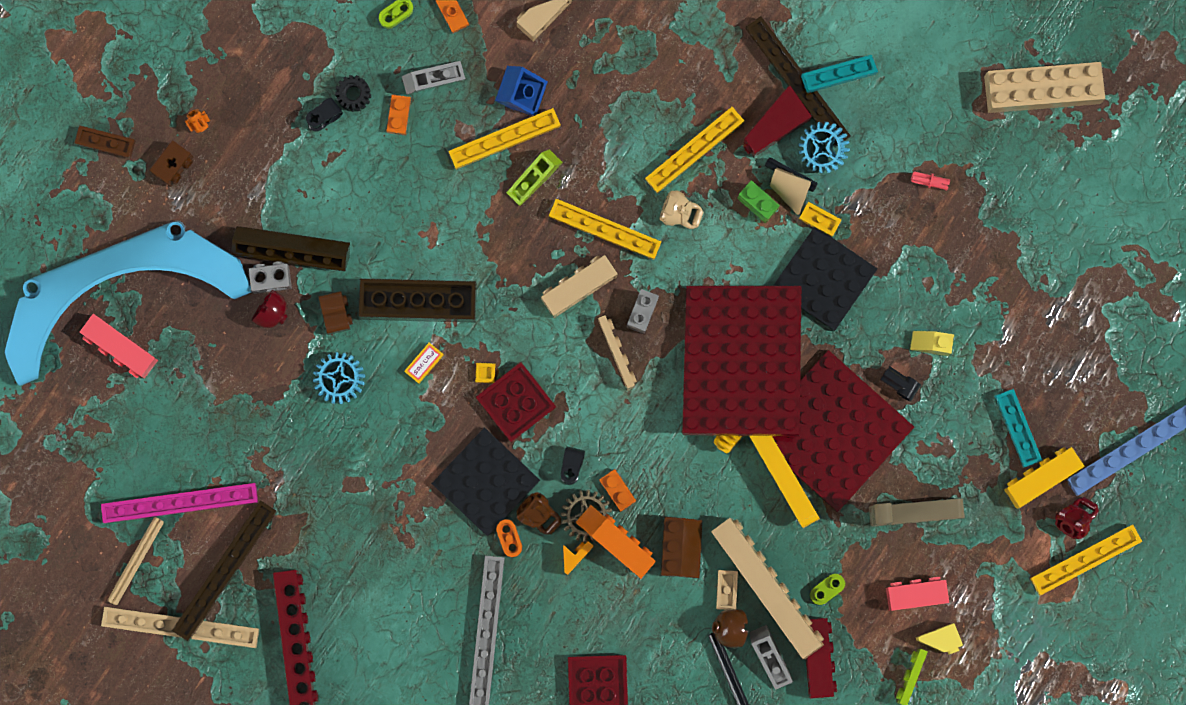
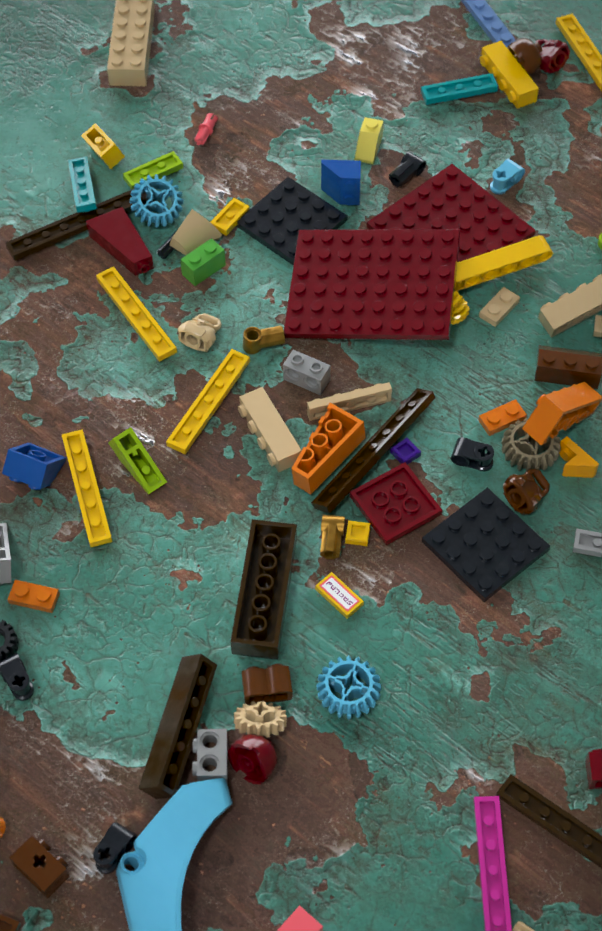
camera: 80 degrees left, 25 degrees down
(194, 216) = (115, 844): none -> black piece
(294, 310) = (260, 719): none -> tan gear
(481, 351) = (331, 530): none -> pearl gold piece
(509, 538) = (552, 523): orange plate -> none
(564, 339) = (327, 448): none -> orange wedge
(568, 379) = (373, 450): none -> dark brown plate
(572, 407) = (405, 451): none -> dark purple tile
(678, 271) = (257, 338): none -> pearl gold piece
(742, 482) = (499, 306): none -> tan plate
(869, 138) = (161, 166): none -> lime plate
(869, 323) = (341, 180): none -> blue slope
(889, 84) = (103, 146): none -> yellow brick
(906, 483) = (506, 176): none -> medium azure piece
(916, 512) = (540, 171): dark tan beam -> none
(1063, 492) = (526, 54): none -> reddish brown cylinder

